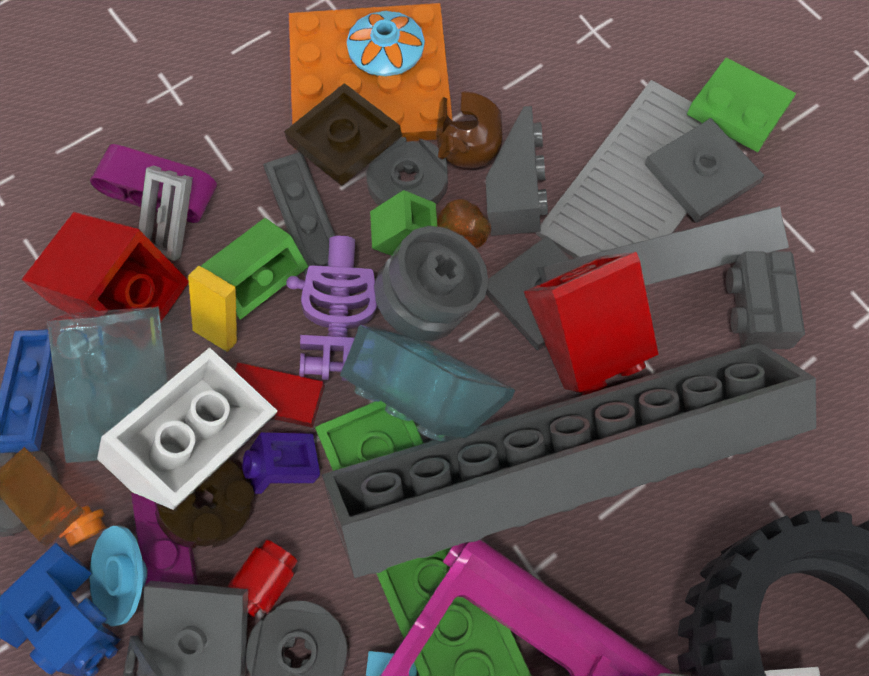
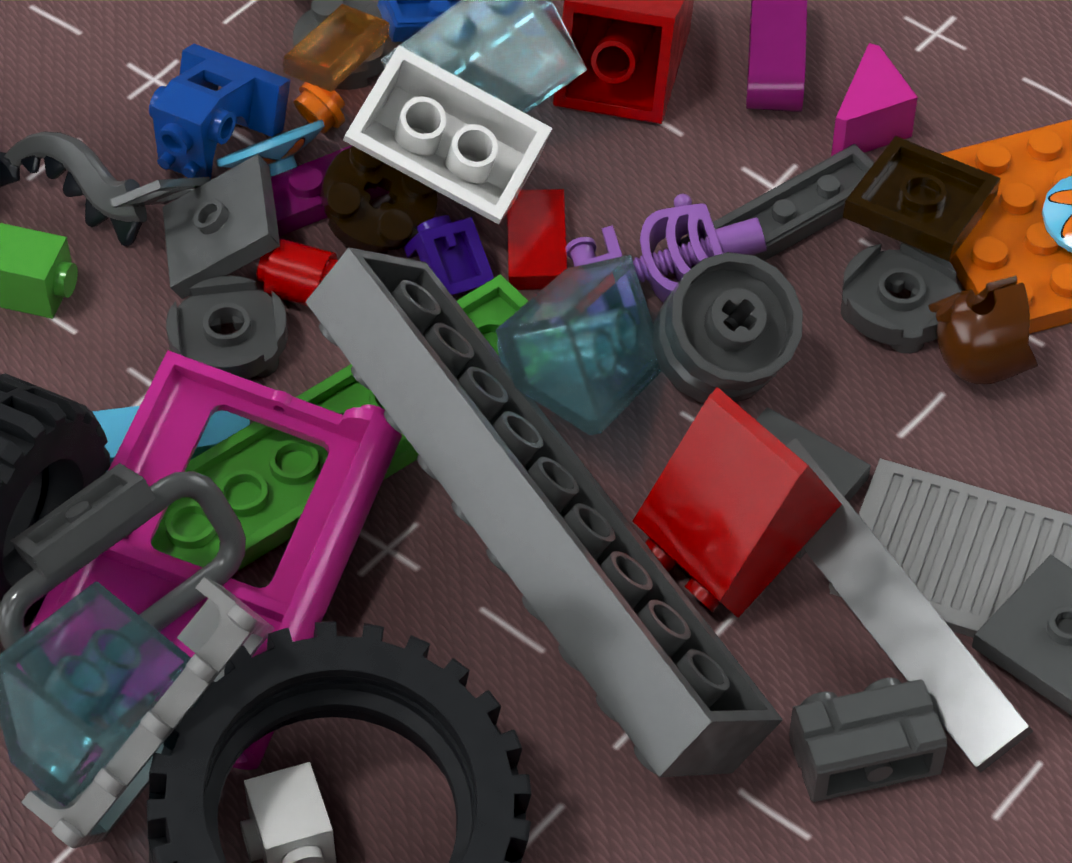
camera: 75 degrees right, 15 degrees down
(179, 211) = (730, 58): light grey tile -> none
(213, 308) = (614, 132): yellow tile -> none
(232, 138) = (875, 105): none -> dark pink slope
(257, 264) = (689, 159): bright green brick -> none
(398, 218) = (821, 291): bright green brick -> none
(466, 221) = (840, 362): clear orange cone -> none
(512, 183) = (943, 407): dark grey slope -> none

